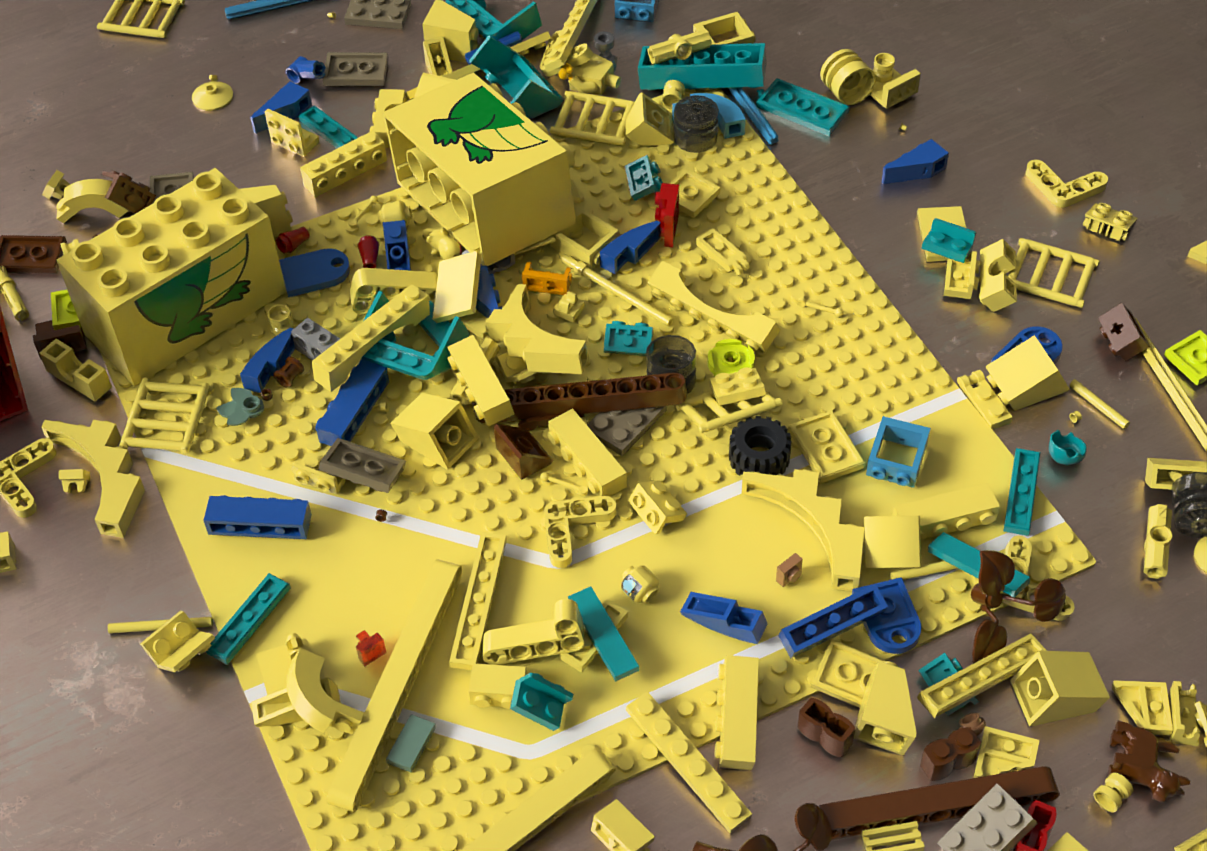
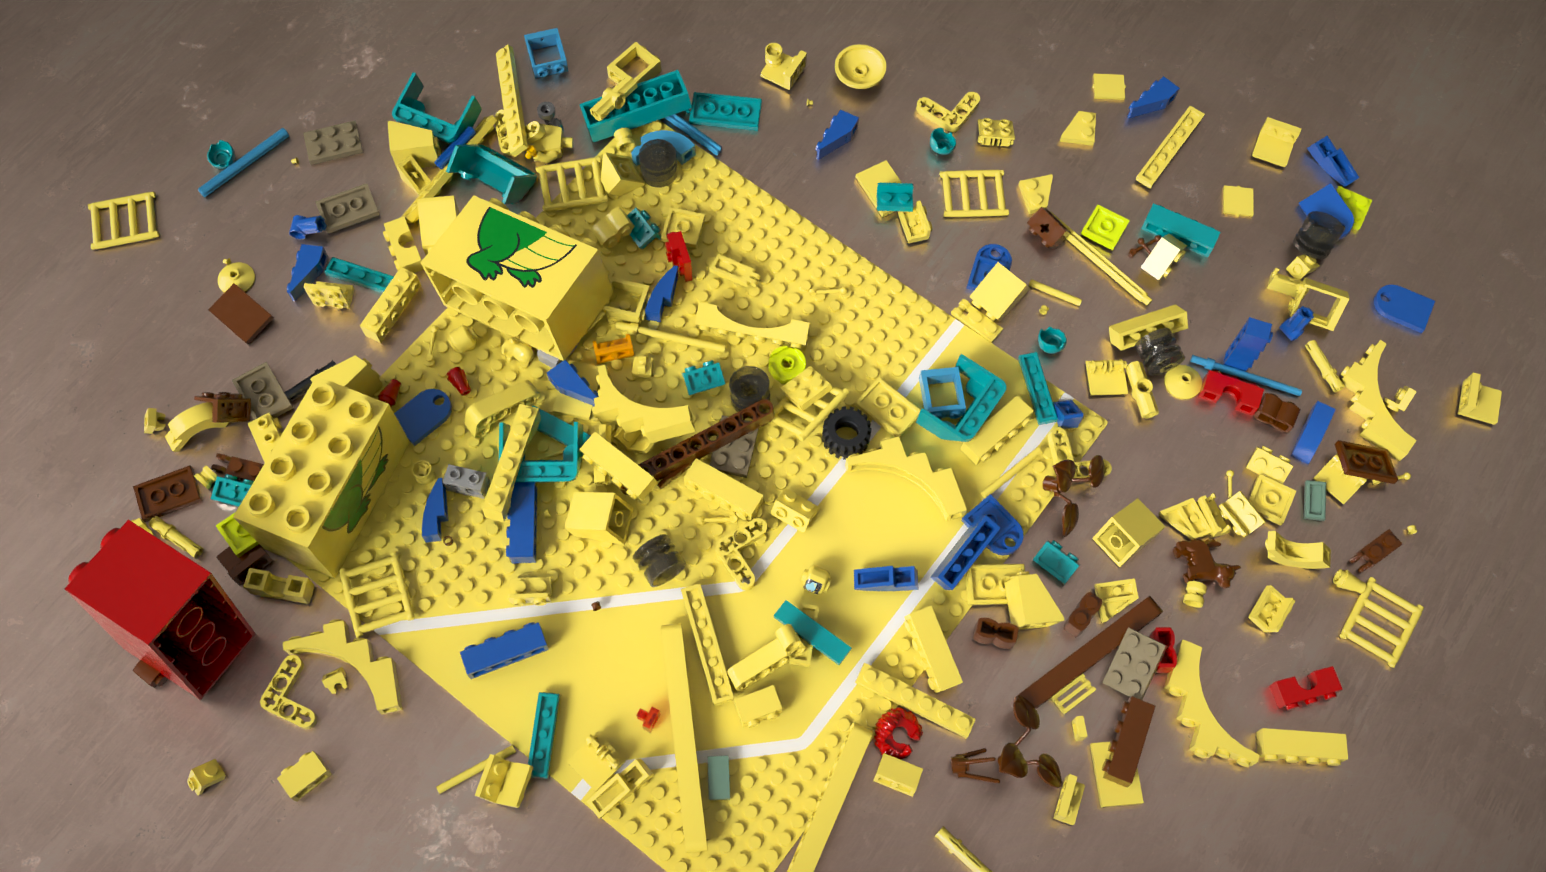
camera: 30 degrees left, 15 degrees up
(196, 124) = (241, 313): none -> reddish brown tile
(241, 408) = (432, 562): sand green plate -> none
(288, 372) = (459, 509): reddish brown bush -> none
(312, 701) = (632, 782): light yellow arch -> none
(362, 465) = (562, 573): dark tan plate -> none
(396, 245) = (482, 371): blue slope -> none
(457, 287) = (553, 388): light yellow tile -> none
(472, 491) = (659, 560): none -> clear smoke wheel
(520, 450) = (672, 506): reddish brown slope -> none
(540, 700) = (795, 706): teal bracket -> none
(612, 167) = (612, 228): none -> light yellow brick
(639, 772) = (884, 729): none -> red piece
(789, 570) = (914, 522): medium nougat plate -> none
(848, 77) = (752, 74): light yellow wheel -> none
(892, 541) = (975, 470): light yellow slope -> none
(946, 466) = (982, 386): none -> teal windscreen
(968, 560) = (1031, 461): teal tile -> none
(974, 721) = (1085, 584): medium nougat plate -> none
(978, 107) = (861, 60): none -> light yellow dish
(979, 676) = (1078, 547): light yellow tile -> none
(995, 286) = (935, 201): light yellow arch -> none
(1036, 208) = (942, 142): none -> teal hair
(1044, 532) = (1068, 414): none -> blue slope
(1119, 513) = (1106, 377): none -> light yellow hinge
(1131, 293) = (1036, 192): none -> light yellow wing

